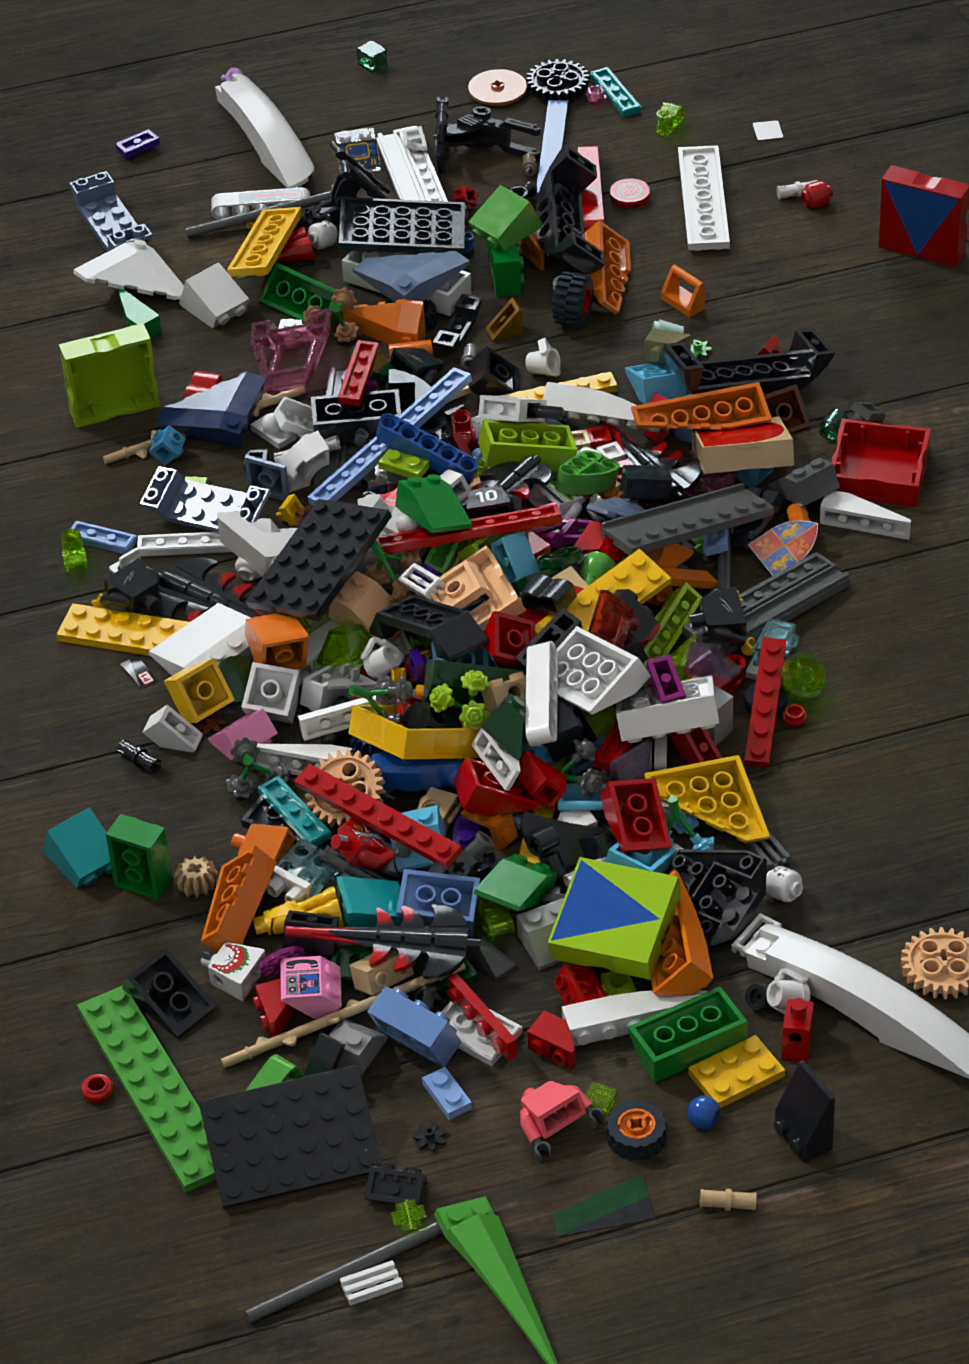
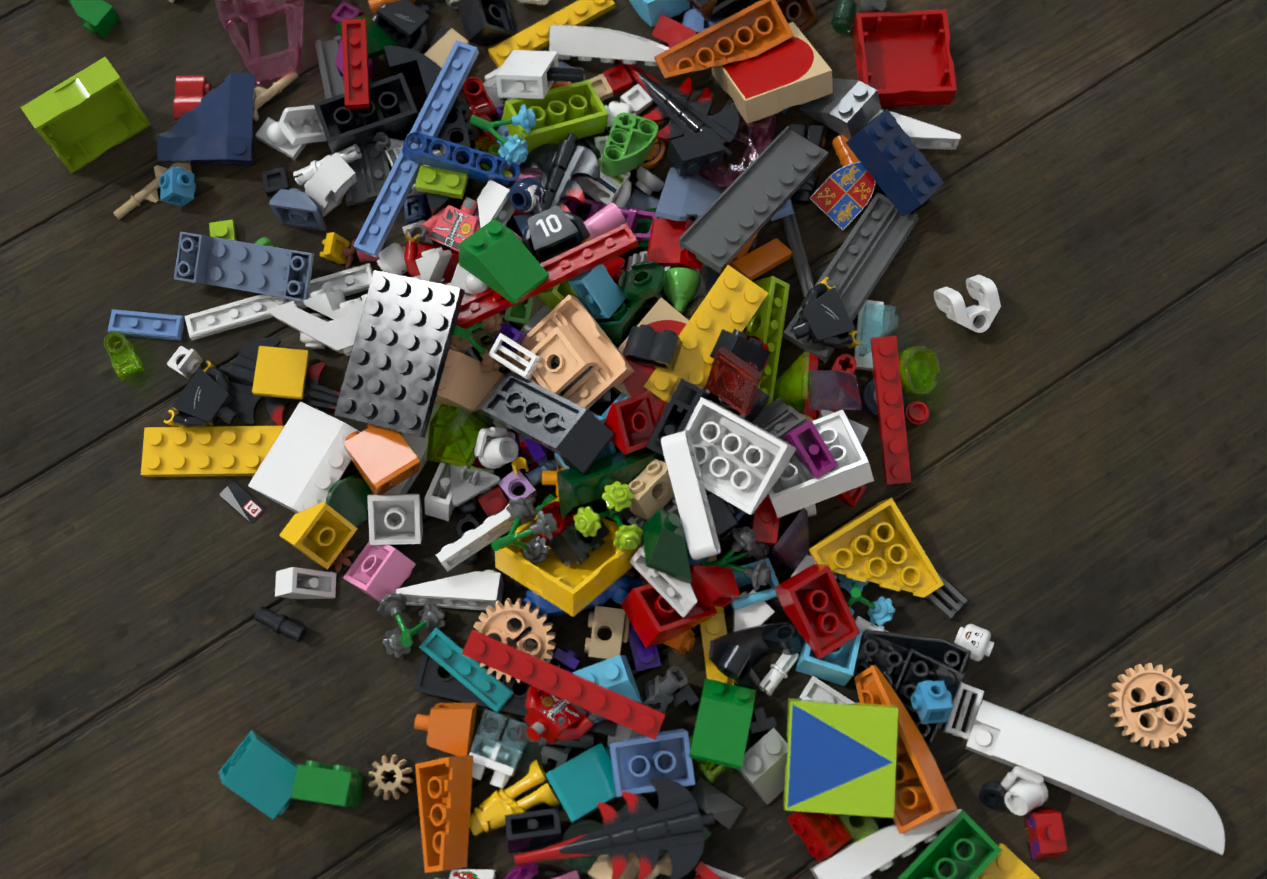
camera: 20 degrees left, 30 degrees up
(208, 579) = (280, 372): none -> yellow tile
(475, 477) = (526, 194): none -> dark blue head
(478, 445) = (512, 147): none -> medium azure plant
(719, 899) = (932, 701): none -> dark azure brick
(835, 524) = (895, 163): none -> dark blue brick
(889, 642) = (980, 289): none -> white piece

